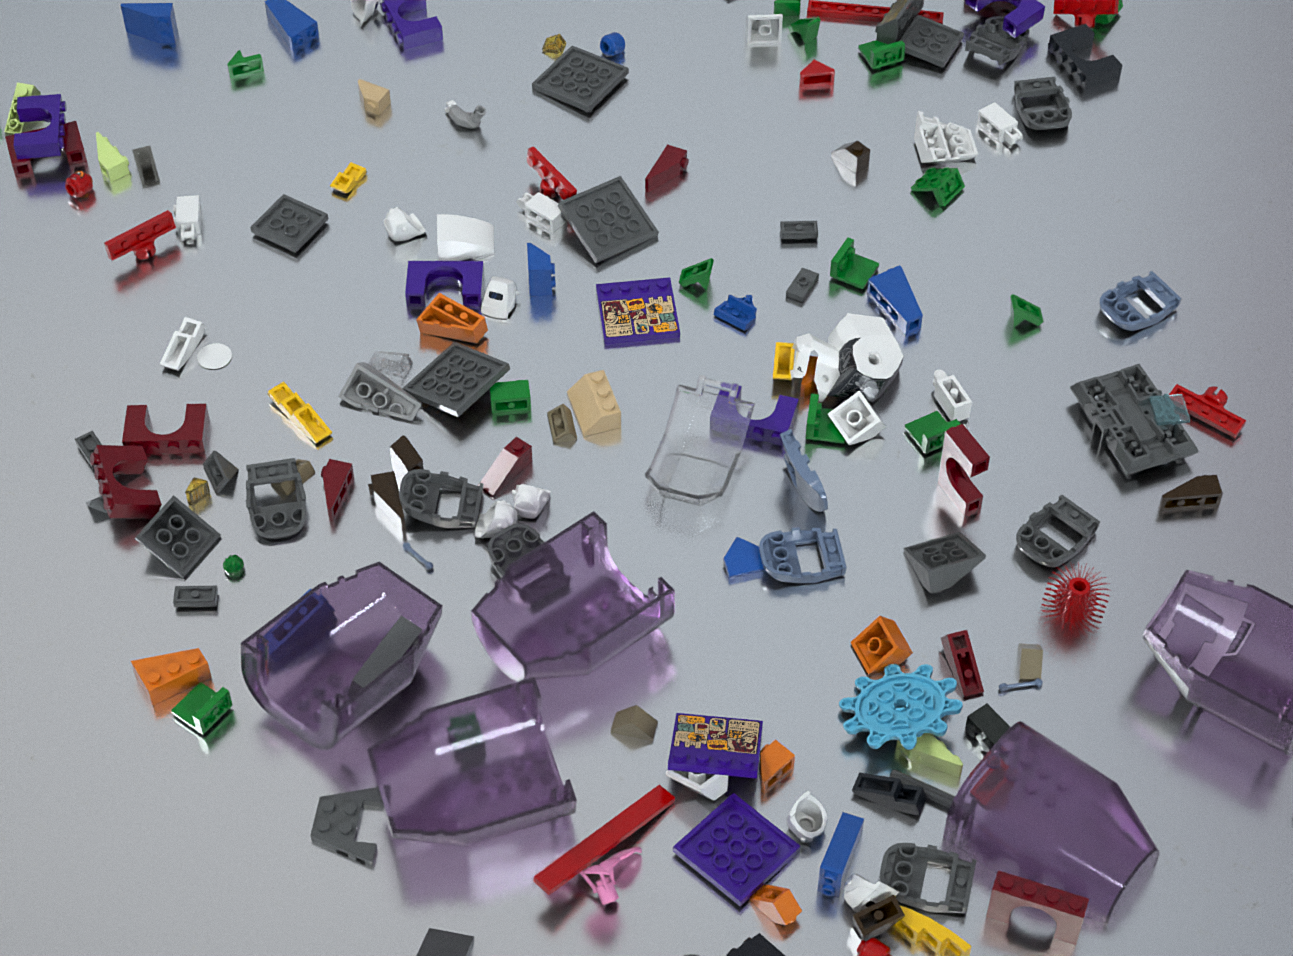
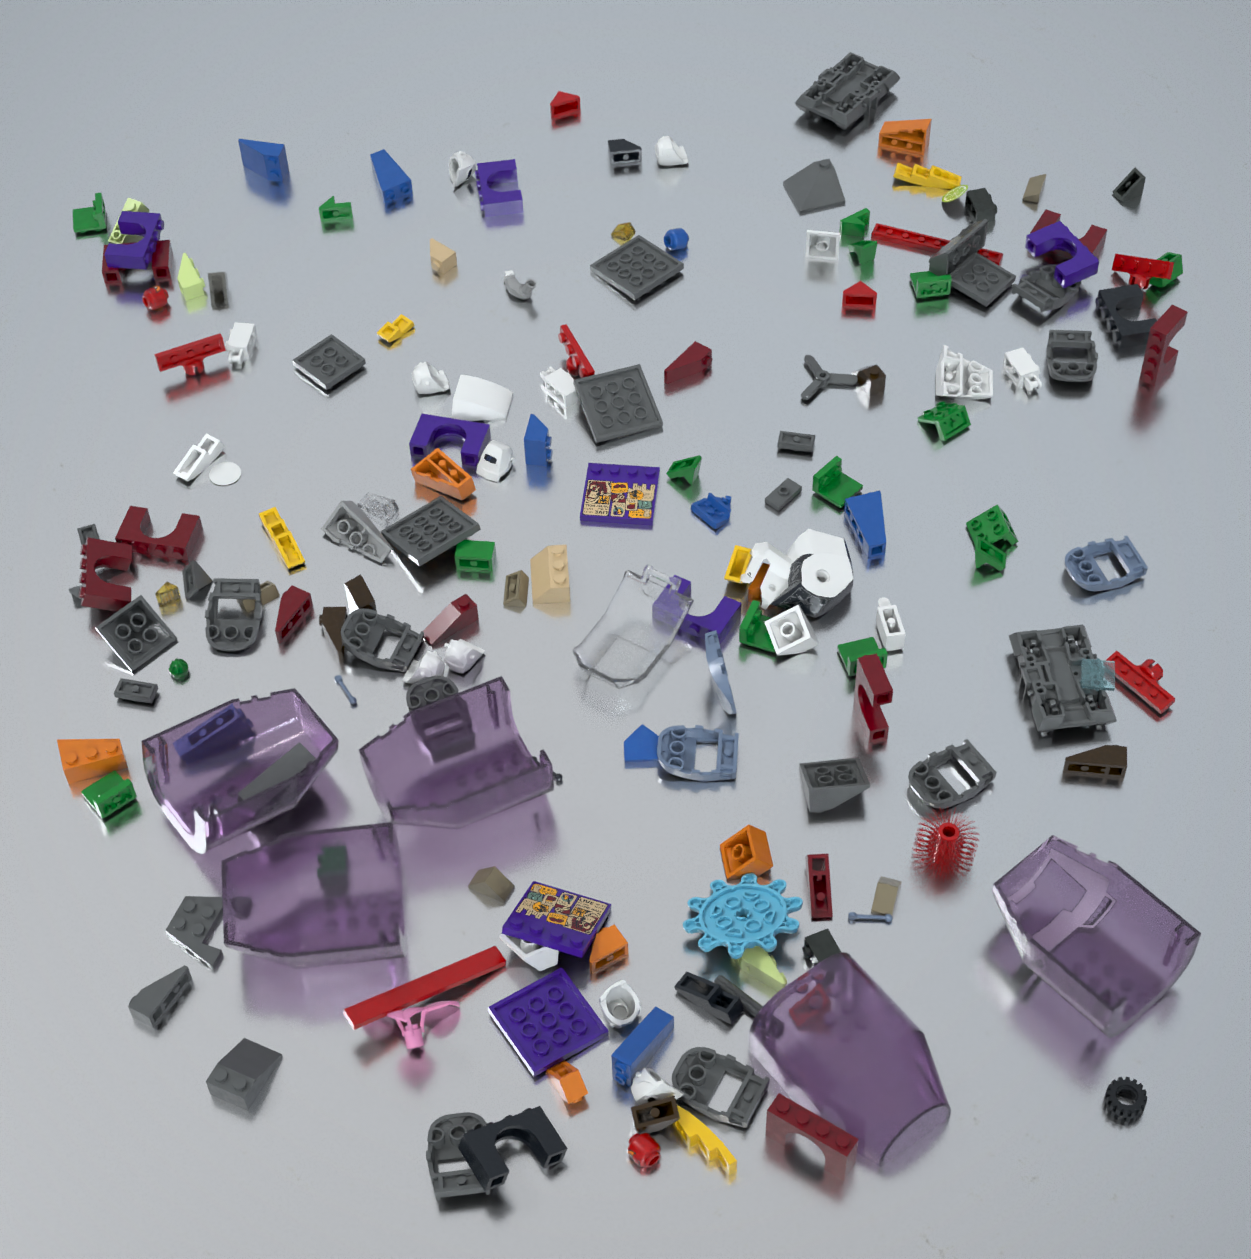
camera: 15 degrees right, 0 degrees up
(325, 905) = (157, 997): none -> dark grey slope
(805, 162) = (824, 378): none -> dark grey piece
(1018, 282) = (992, 526): none -> green bracket
(1130, 88) = (1159, 355): none -> dark red arch

